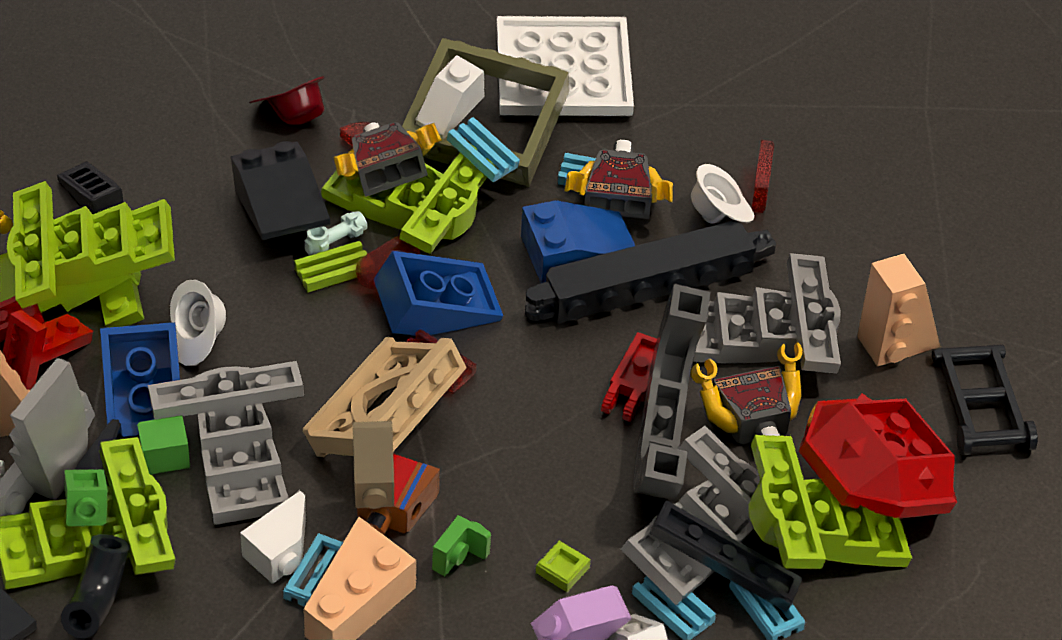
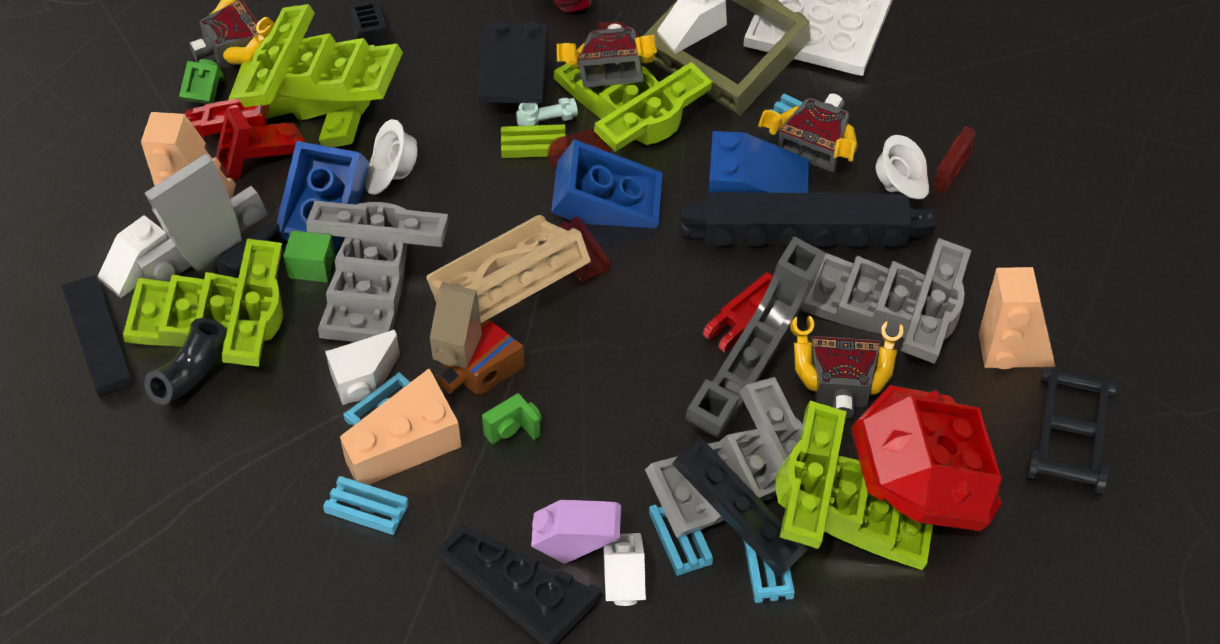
camera: 25 degrees right, 5 degrees up
(85, 497) = (208, 280): bright green bracket -> none
(487, 147) = (711, 66): medium azure tile -> none
(563, 566) = (598, 468): lime tile -> none

